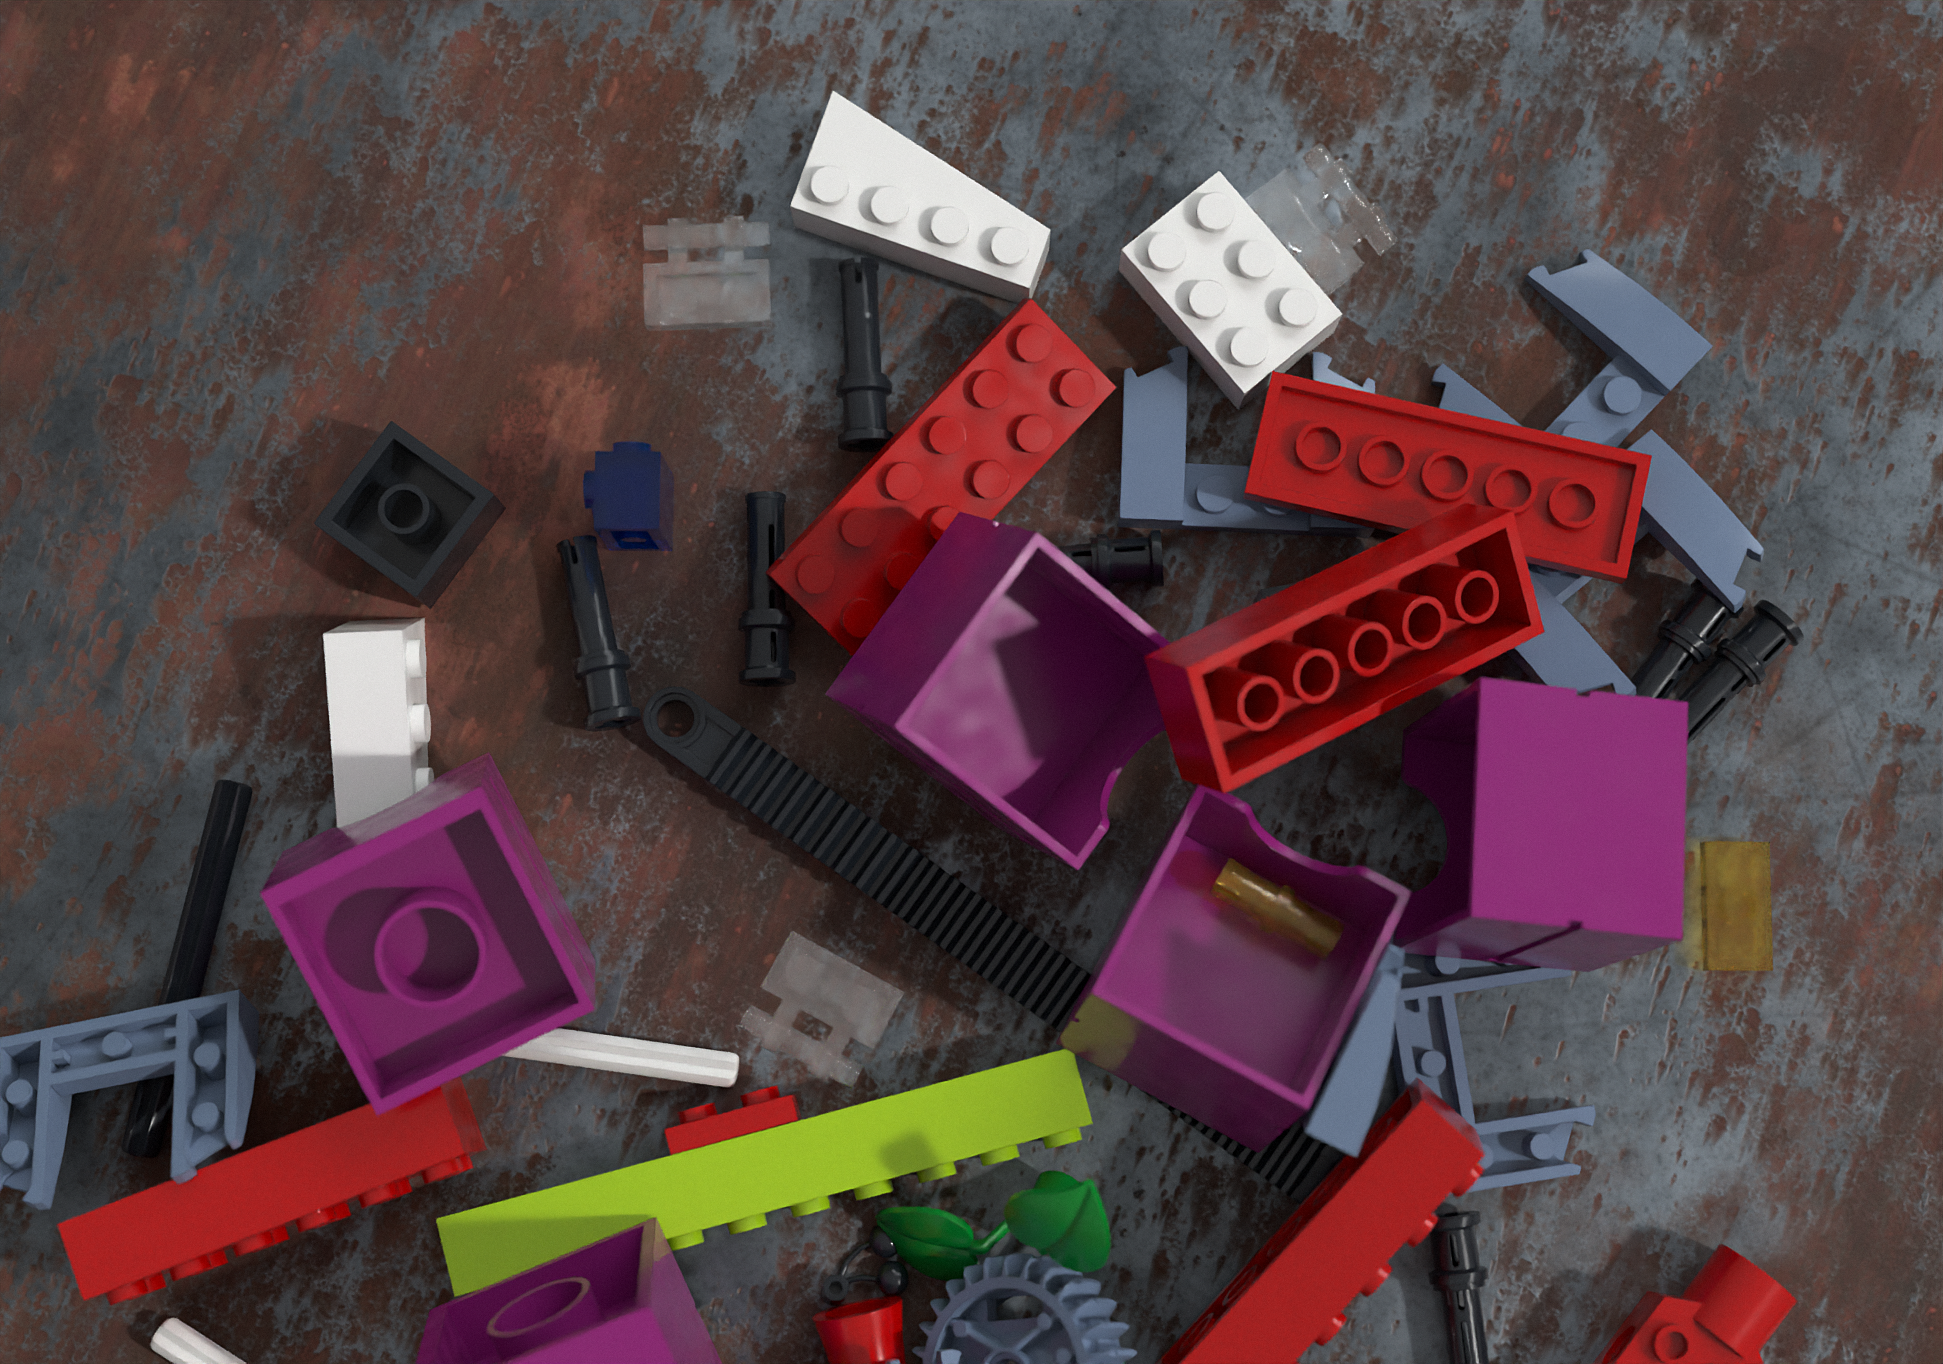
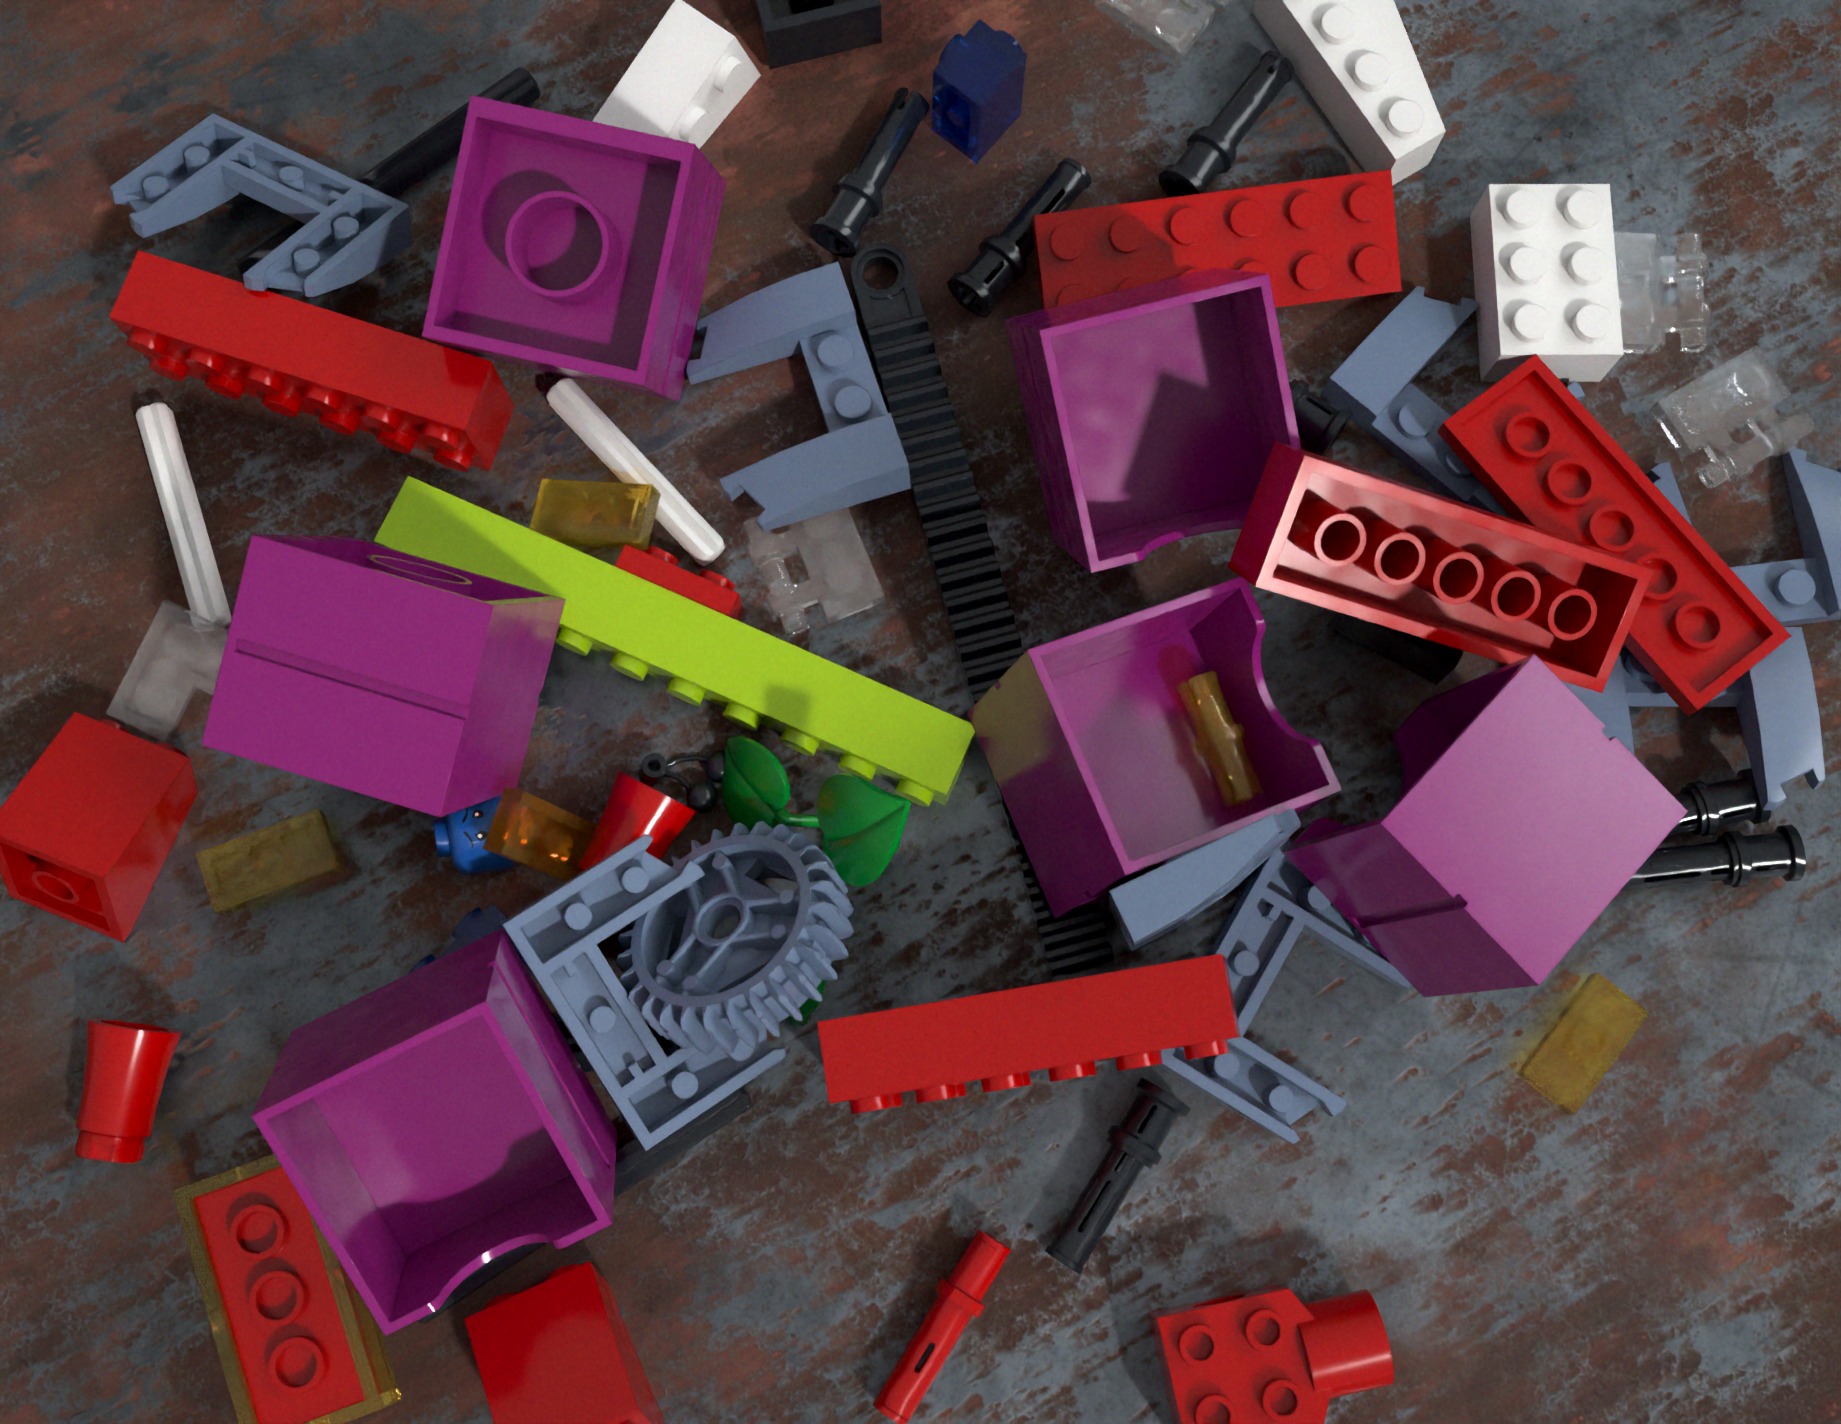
camera: 35 degrees right, 5 degrees down
(611, 1119) = (596, 513): none -> clear yellow plate
(791, 889) = (862, 448): none -> sand blue wedge
(1445, 277) = (1721, 402): none -> clear plate

